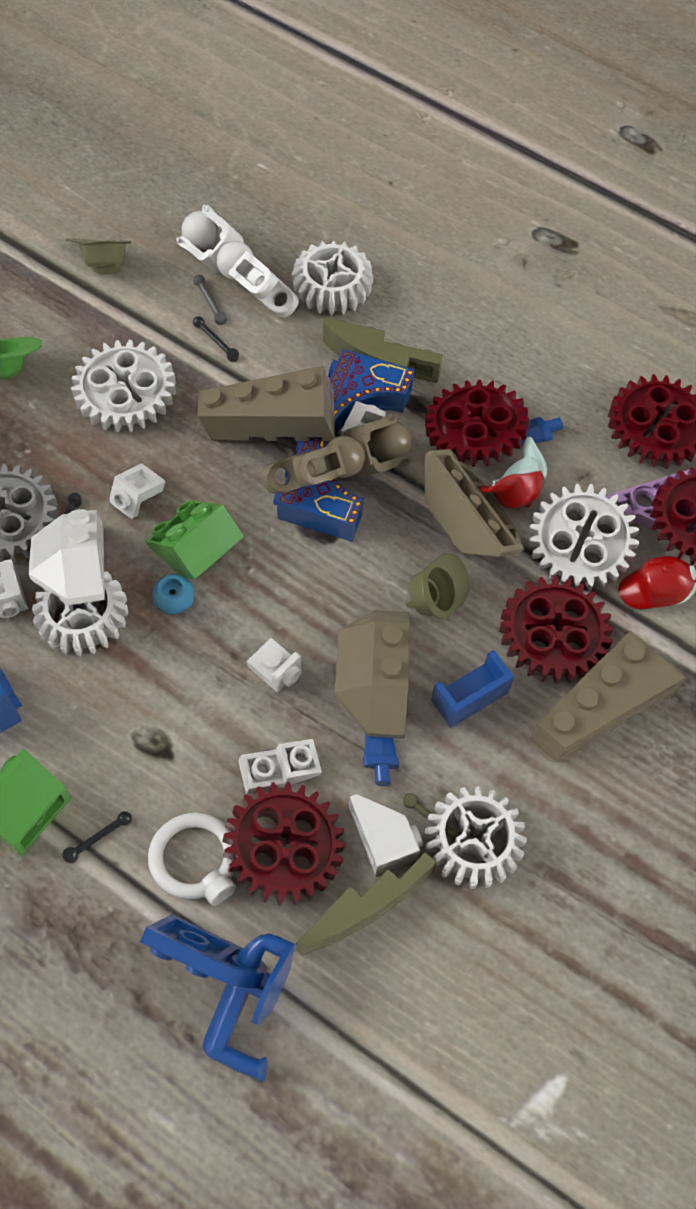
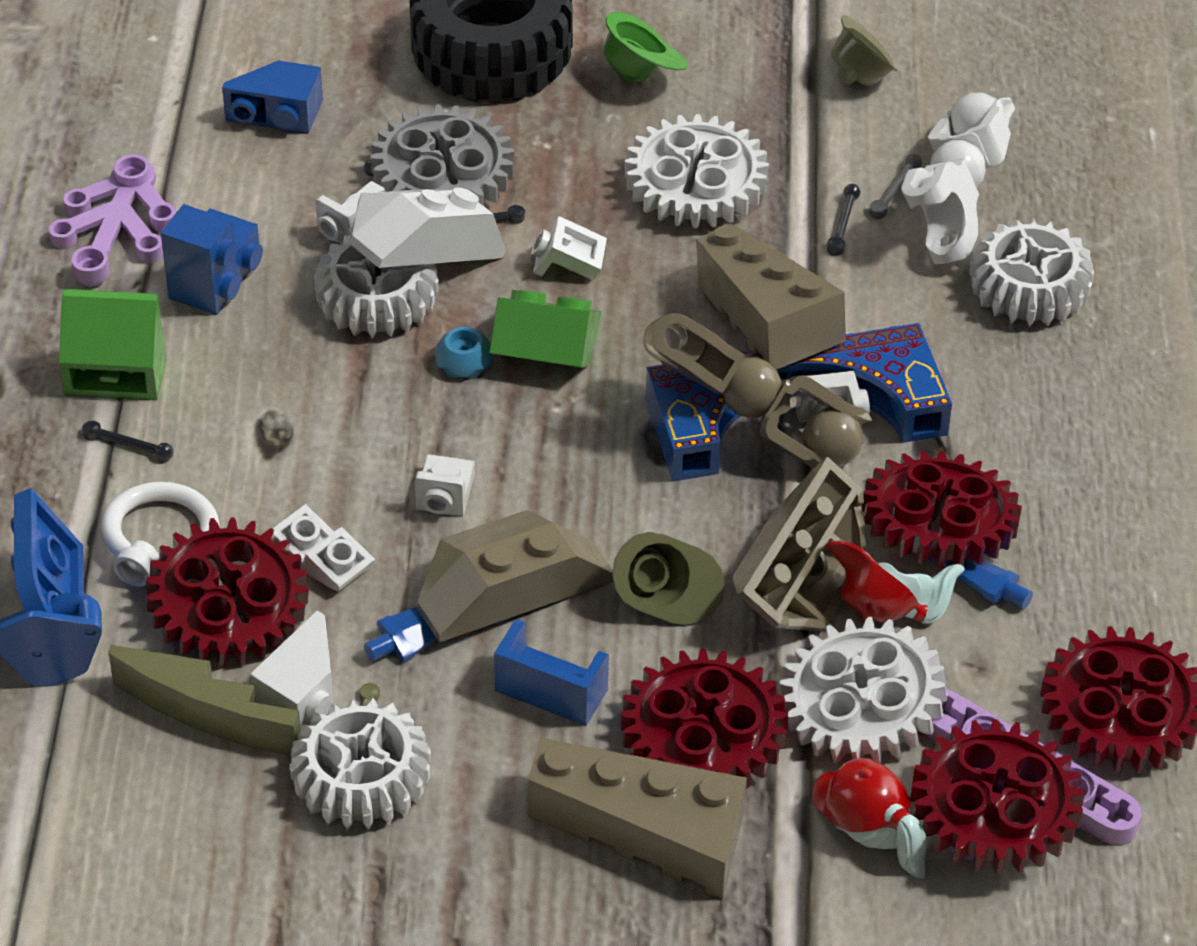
camera: 60 degrees right, 15 degrees down
(371, 343) = (959, 360): olive slope -> none

